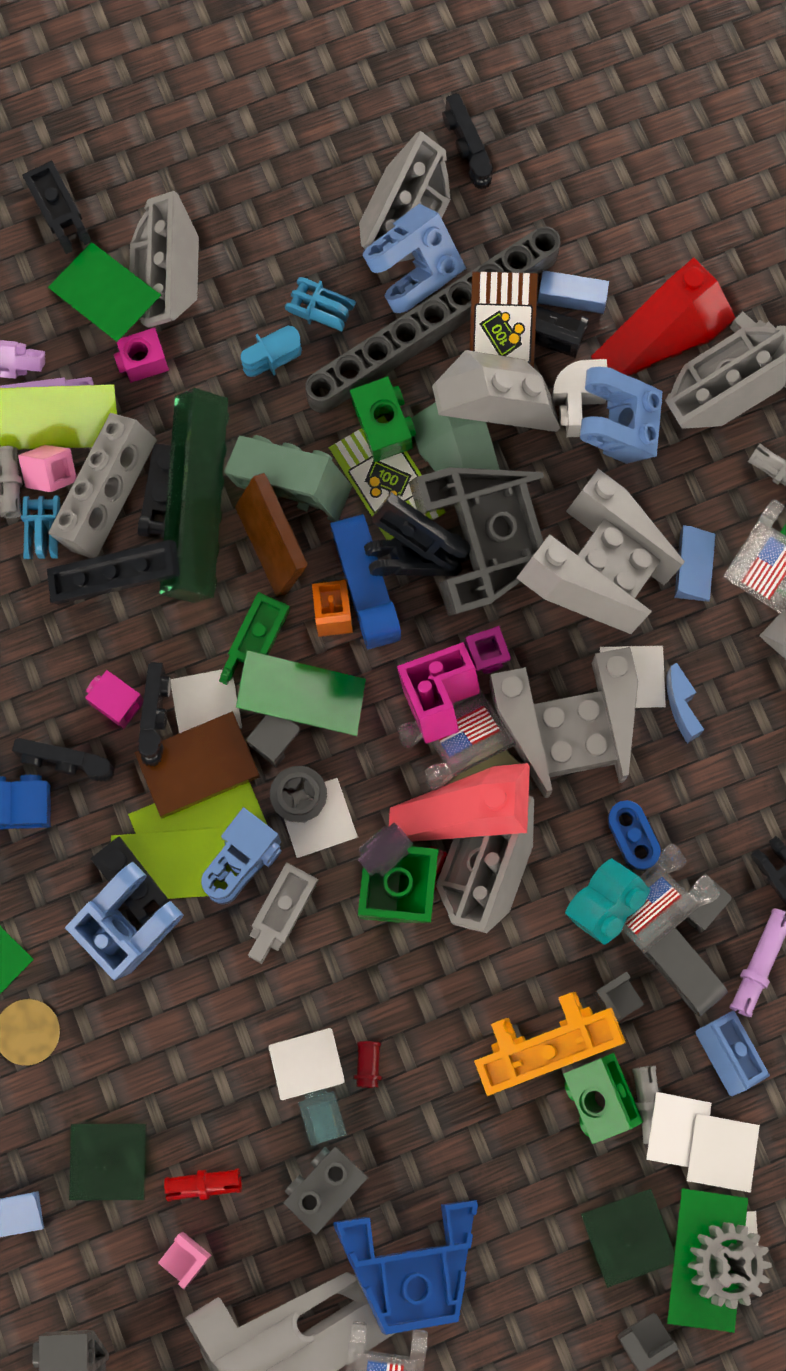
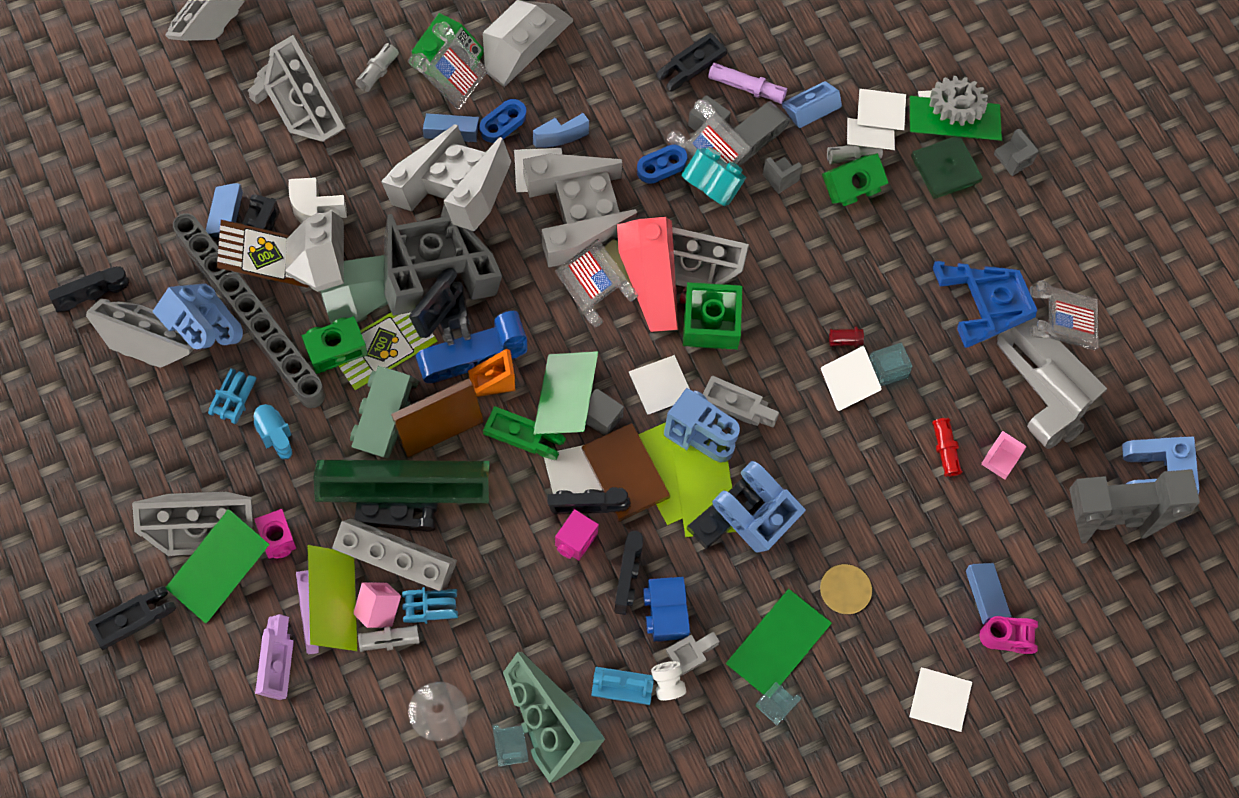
camera: 100 degrees left, 10 degrees down
(108, 1162) = (938, 518): clear green plate -> none
(113, 572) = (472, 537): black plate -> none
(290, 780) = (638, 384): dark grey gear -> none
(324, 1189) = (940, 360): dark grey brick -> none
(384, 850) = (693, 313): brick -> none
(434, 685) = (562, 296): dark pink brick -> none
(487, 650) = (528, 259): magenta brick -> none
(521, 1060) = (816, 191): light orange hinge -> none
(633, 416) = (323, 168): medium blue brick -> none
(676, 317) = (253, 142): red wedge -> none
(702, 629) = (500, 120): none -> blue plate

